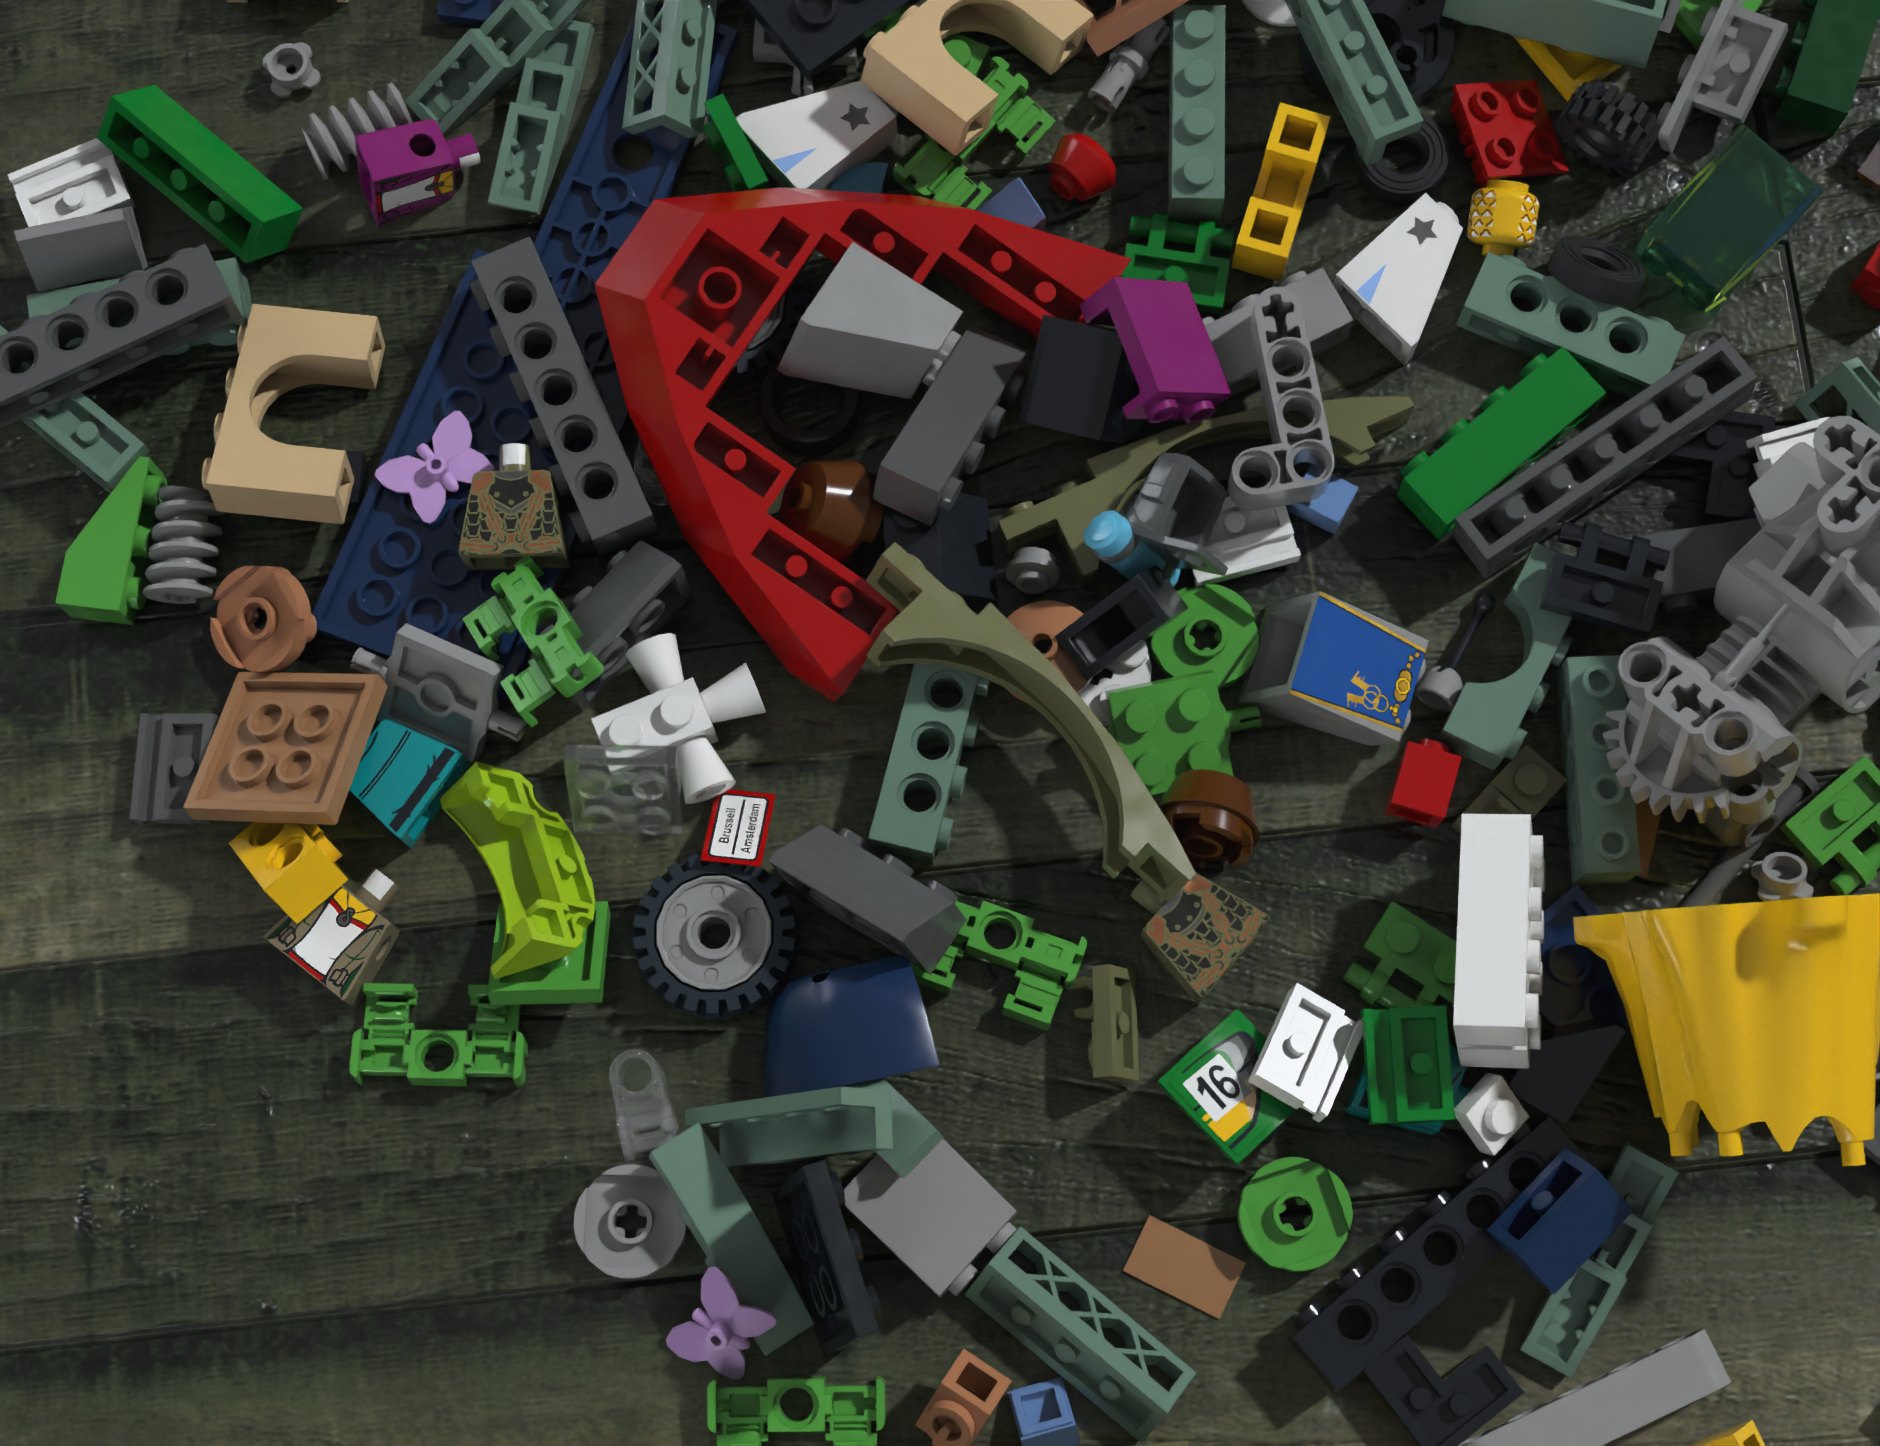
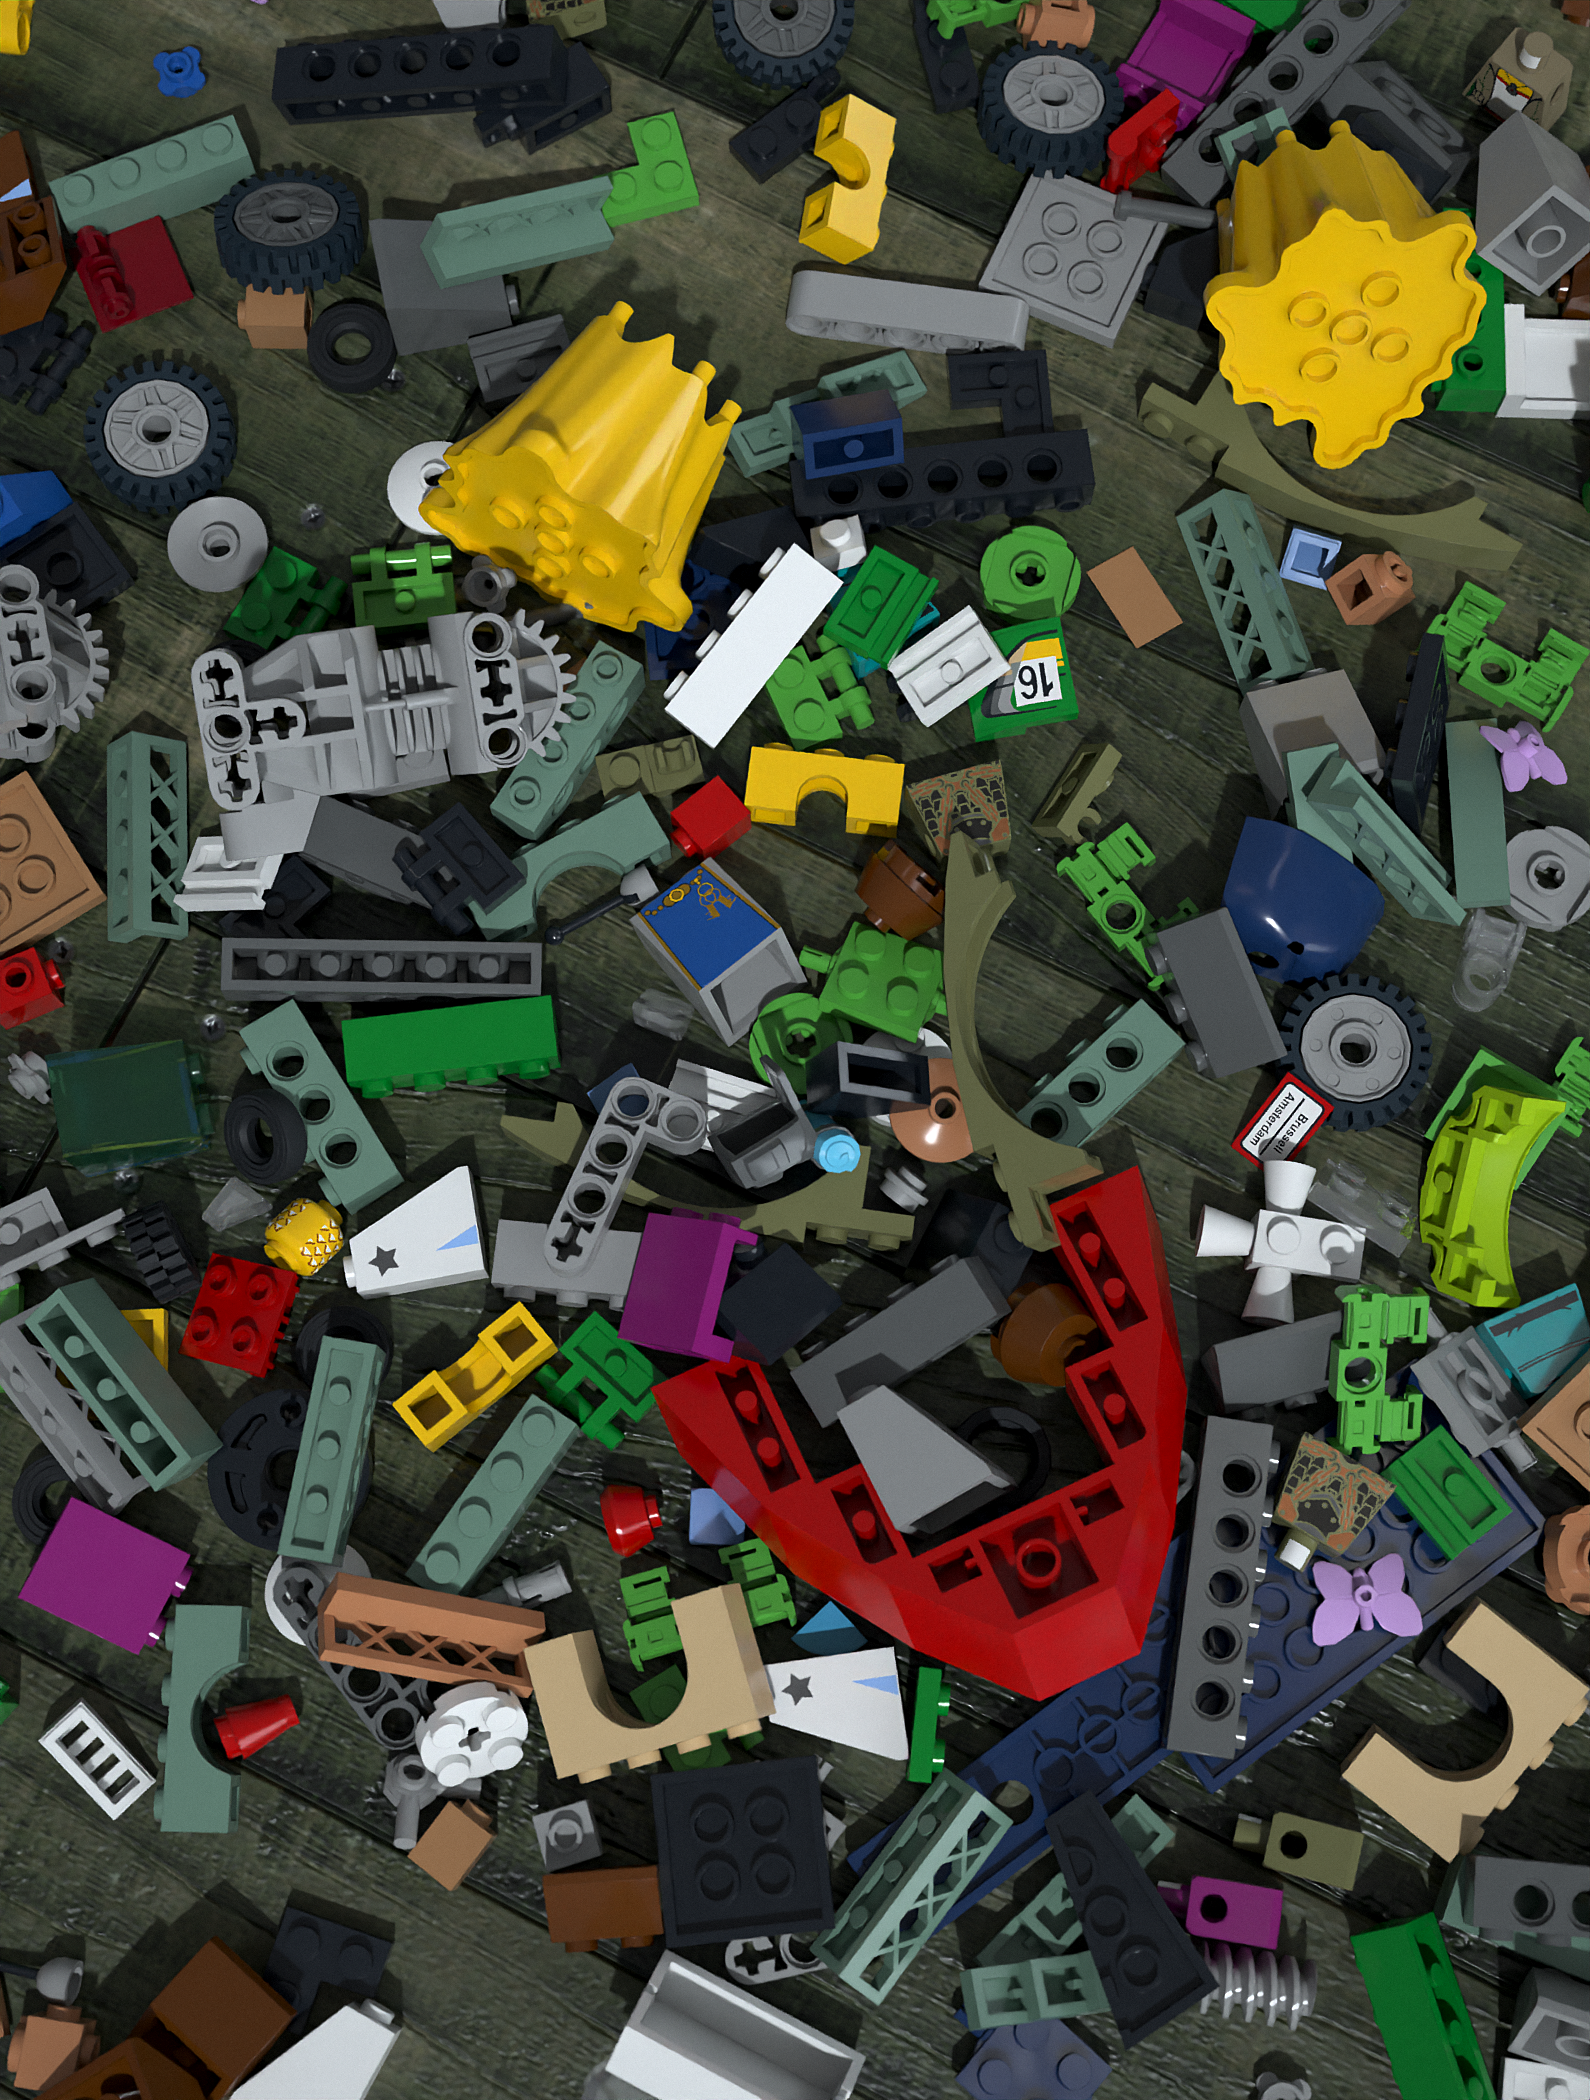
camera: 150 degrees left, 0 degrees up
(373, 248) = (1330, 1852): none -> olive torso
(416, 588) = (1445, 1493): none -> green plate
(472, 91) = (1133, 1937): none -> black wing
(1347, 583) = (662, 1013): none -> clear slope
(1387, 861) = (784, 777): none -> yellow arch
(1579, 211) = (234, 1205): none -> clear slope
(1831, 206) = (29, 1076): none -> light grey plate

